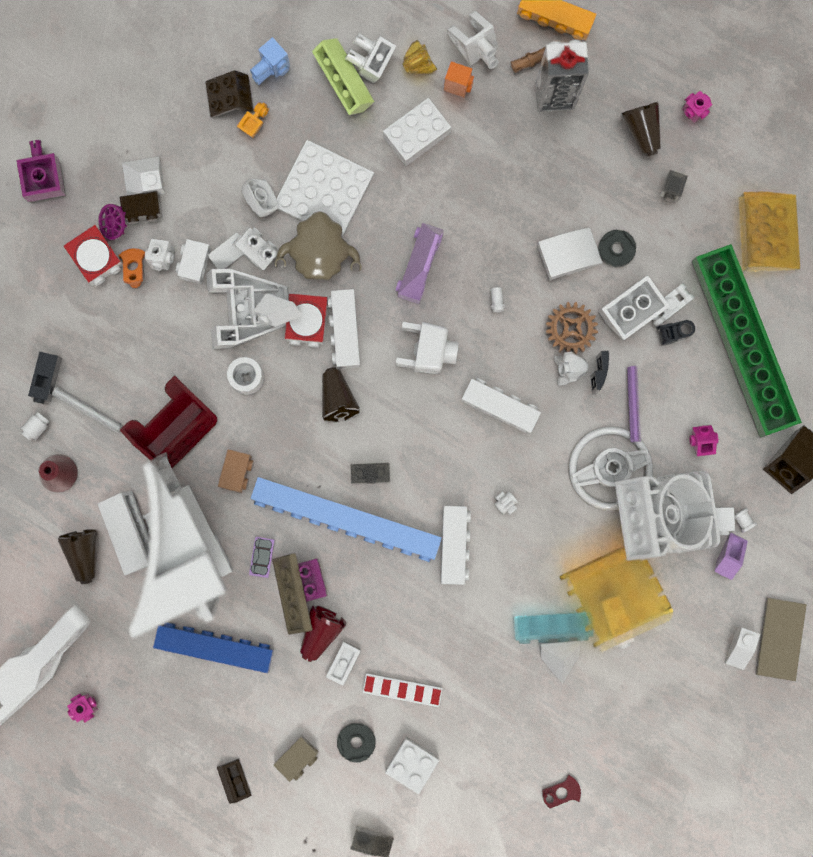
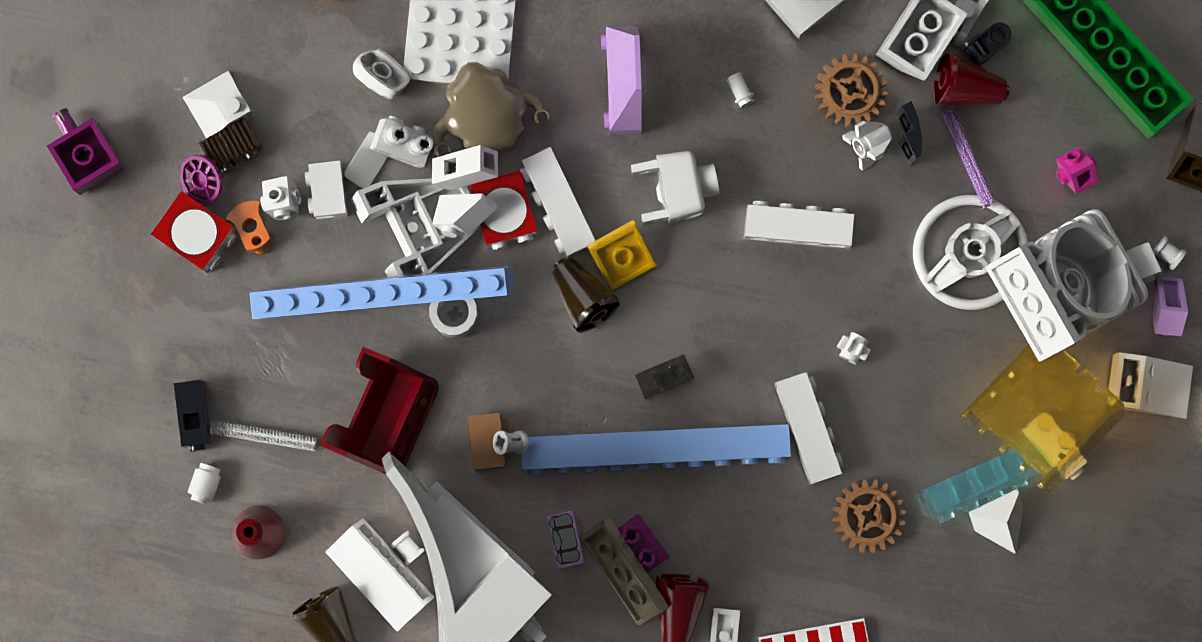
camera: 15 degrees left, 0 degrees up
(202, 343) = (383, 292): none -> light blue brick
(249, 477) = (510, 442): none -> white bush
(290, 281) = (465, 167): none -> white brick
(373, 380) = (622, 255): none -> yellow tile
(461, 606) = (888, 528): none -> medium nougat gear
(652, 354) = (967, 84): none -> dark red cone
(698, 605) = (1151, 384): none -> white slope

